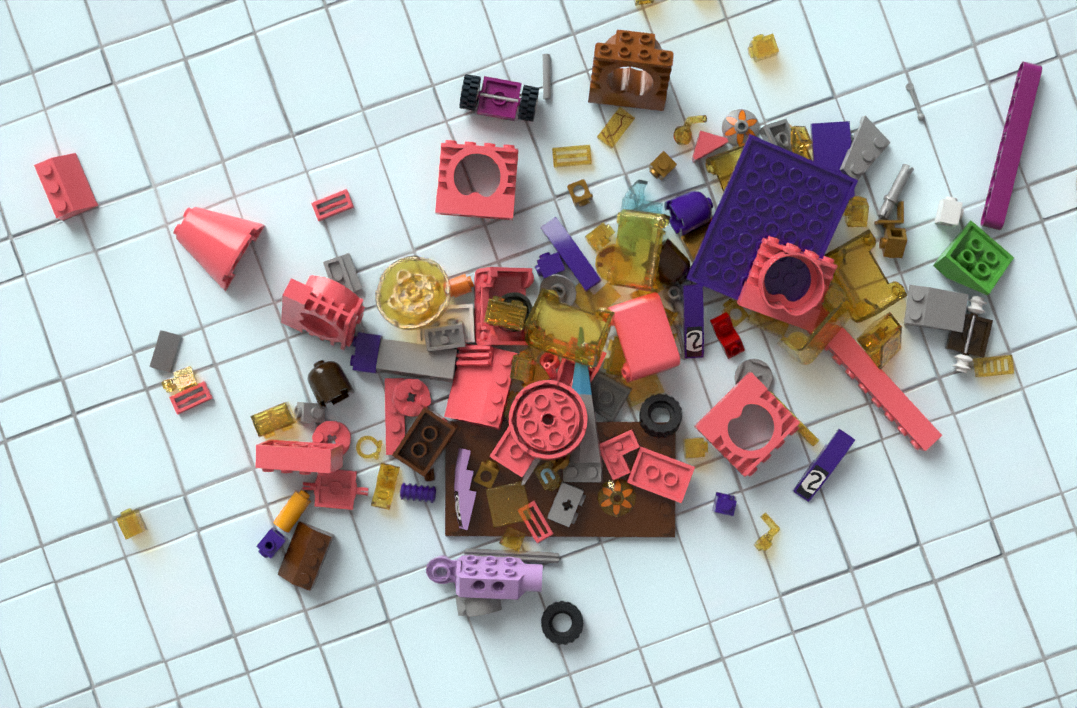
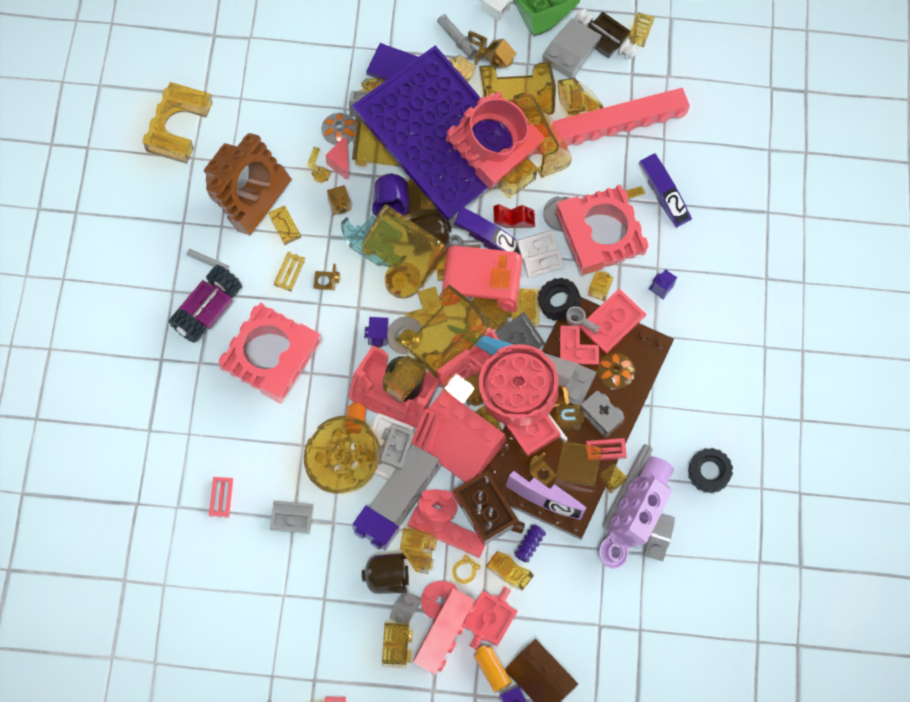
camera: 70 degrees left, 20 degrees down
(216, 241) = (198, 620): coral cone -> none
(322, 309) = (316, 541): coral hose -> none
(361, 399) = (418, 549): none -> clear yellow slope
(542, 353) = (454, 366): none -> coral tile
(571, 254) = (387, 307): dark purple slope -> none
(599, 236) = (374, 279): clear yellow brick -> none
(645, 446) = (579, 315): none -> light grey bar
(647, 355) = (501, 277): none -> plate
(701, 376) = (539, 253): none -> white slope
(732, 304) = (488, 201): clear yellow bracket -> none
(762, 47) = (281, 79): clear yellow brick -> none
(764, 541) = (711, 266): clear yellow plate -> none
(865, 149) = (407, 38): light grey wing -> none

